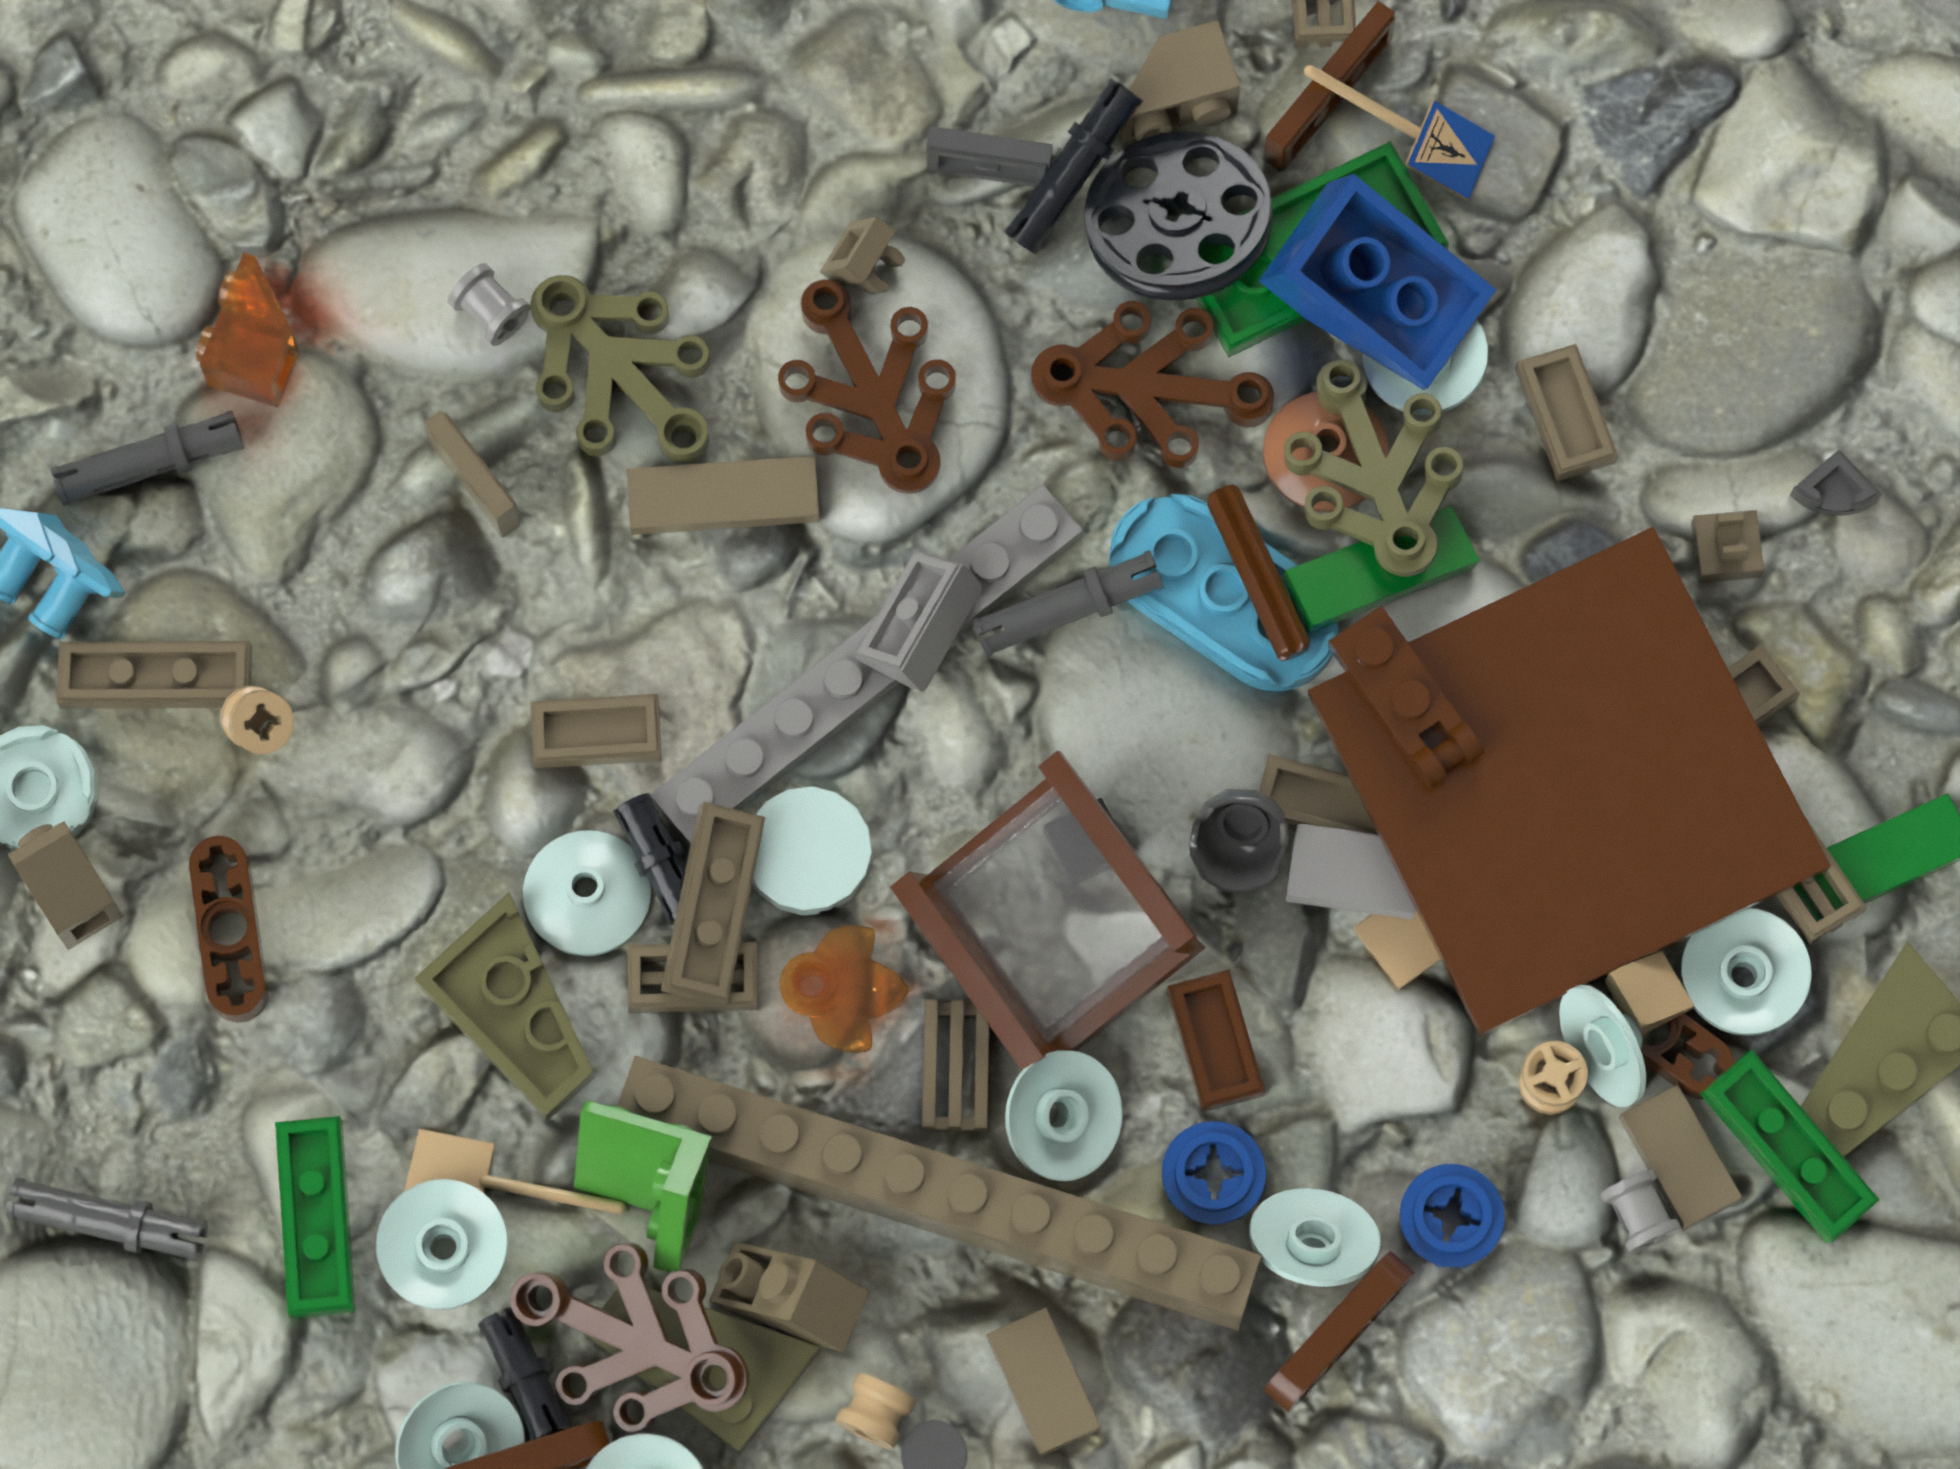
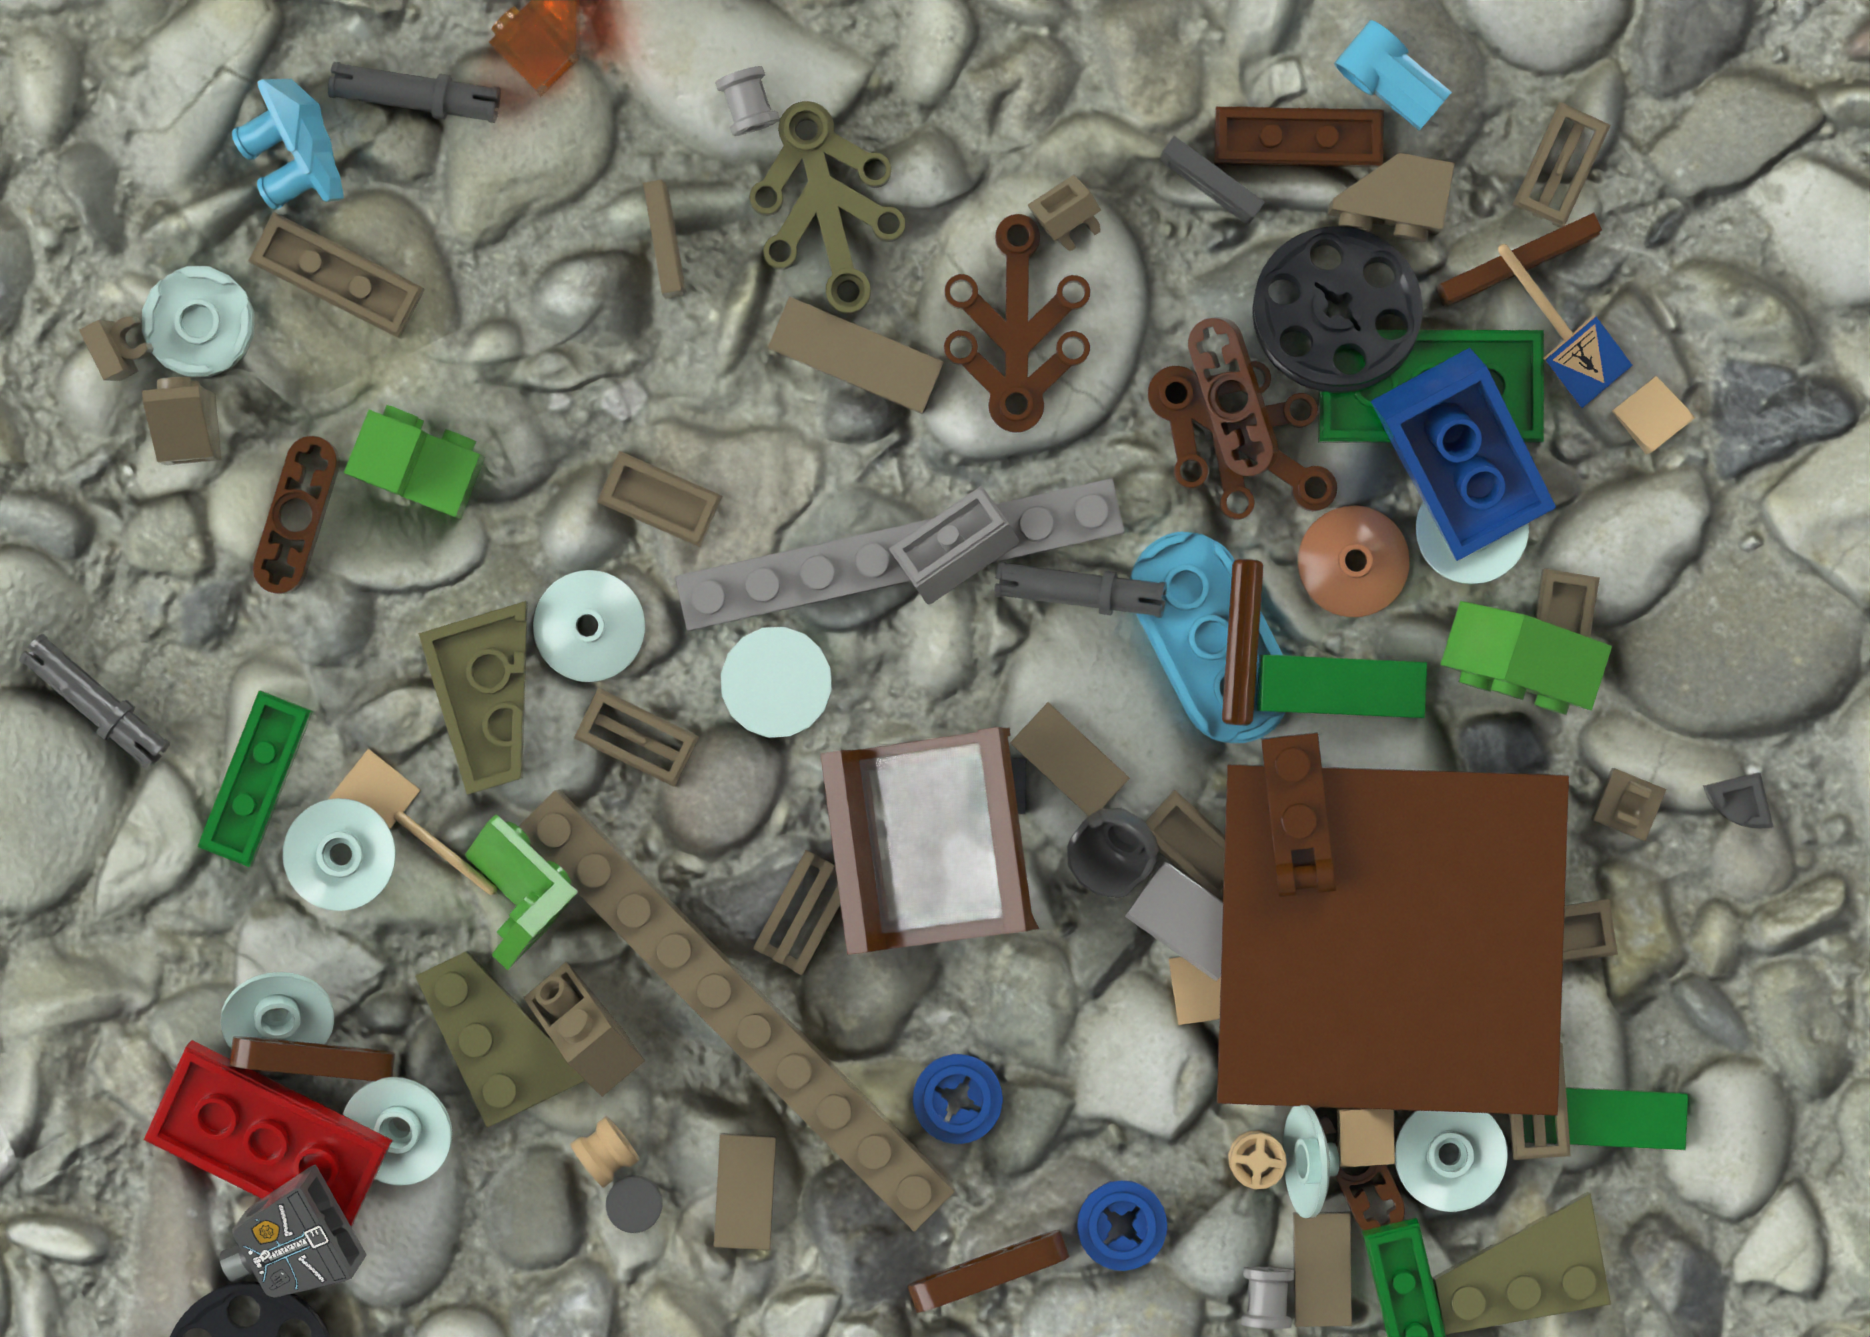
camera: 30 degrees right, 15 degrees up
(243, 719) = (393, 346): tan wheel -> none
(324, 813) = (414, 464): none -> bright green brick
(523, 1374) = (354, 985): black pin -> none
(642, 1341) = (452, 1009): plant -> none
(656, 852) = (656, 632): black pin -> none
(713, 904) = (678, 693): dark tan tile -> none
(852, 988) = (754, 812): clear orange plate -> none
(1052, 80) = (1298, 137): none -> reddish brown tile
(1076, 323) = (1210, 387): none -> reddish brown beam
(1080, 156) = (1292, 218): black pin -> none
(1086, 1119) = (876, 1011): light aqua dish -> none
(1147, 779) = (1069, 760): none -> dark tan tile
(1215, 1041) = (1014, 994): reddish brown tile -> none
(1314, 1237) = (1017, 1175): light aqua dish -> none
(1376, 476) = (1377, 613): olive plant -> none
(1541, 169) = (1652, 415): none -> tan slope
(1545, 437) = (1524, 654): none -> bright green brick

